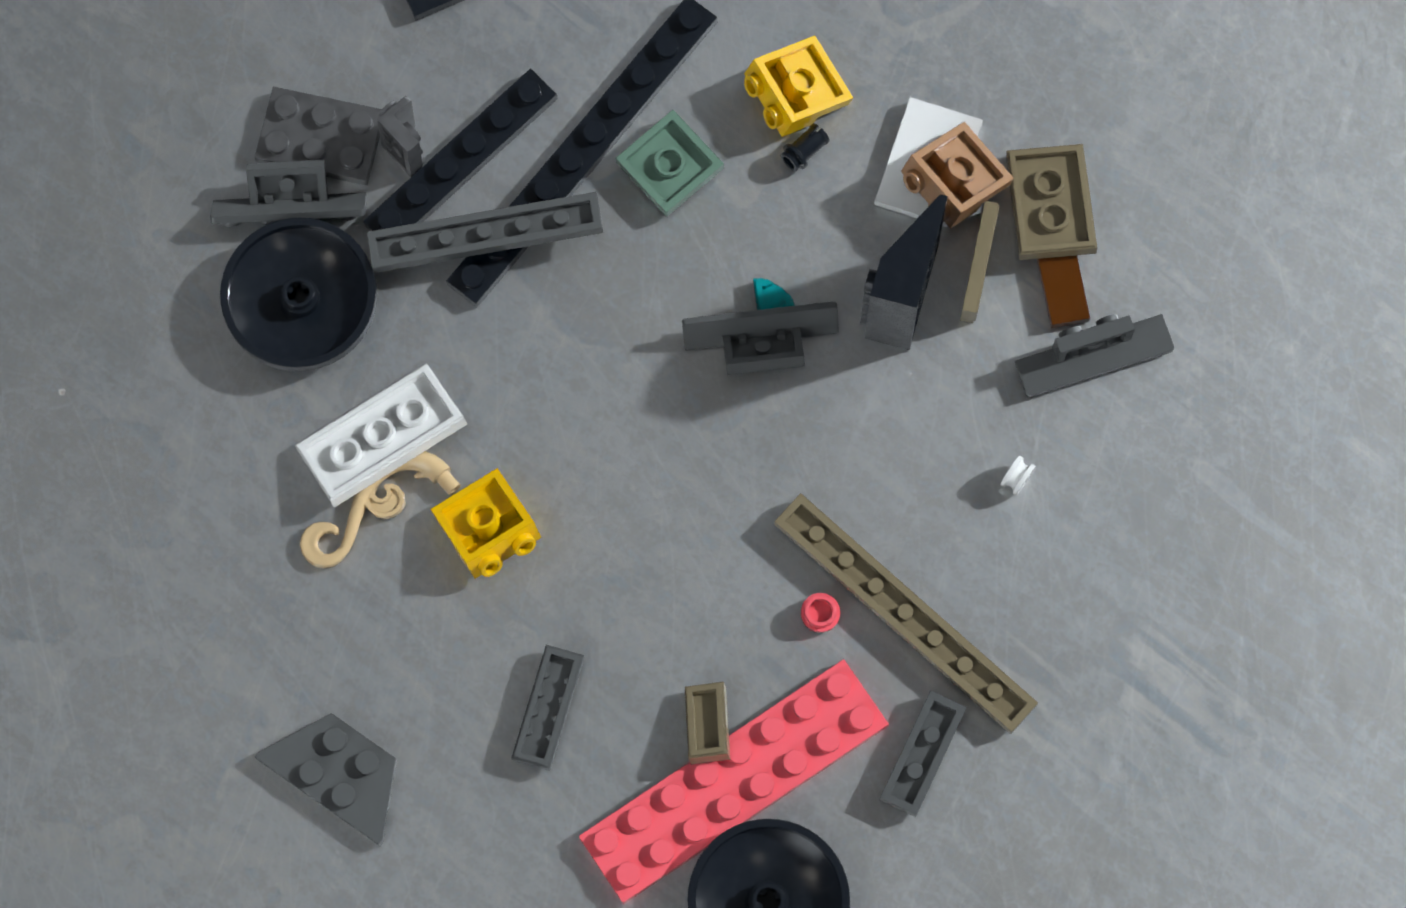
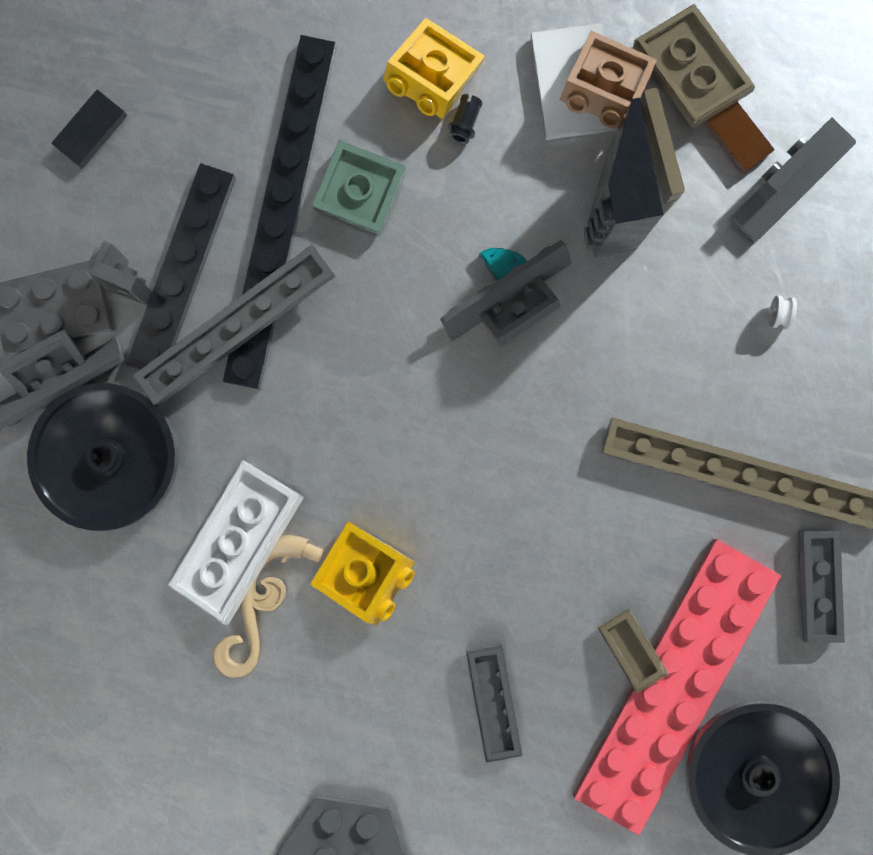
camera: 25 degrees left, 10 degrees up
(820, 612) = (677, 508): coral plate -> none

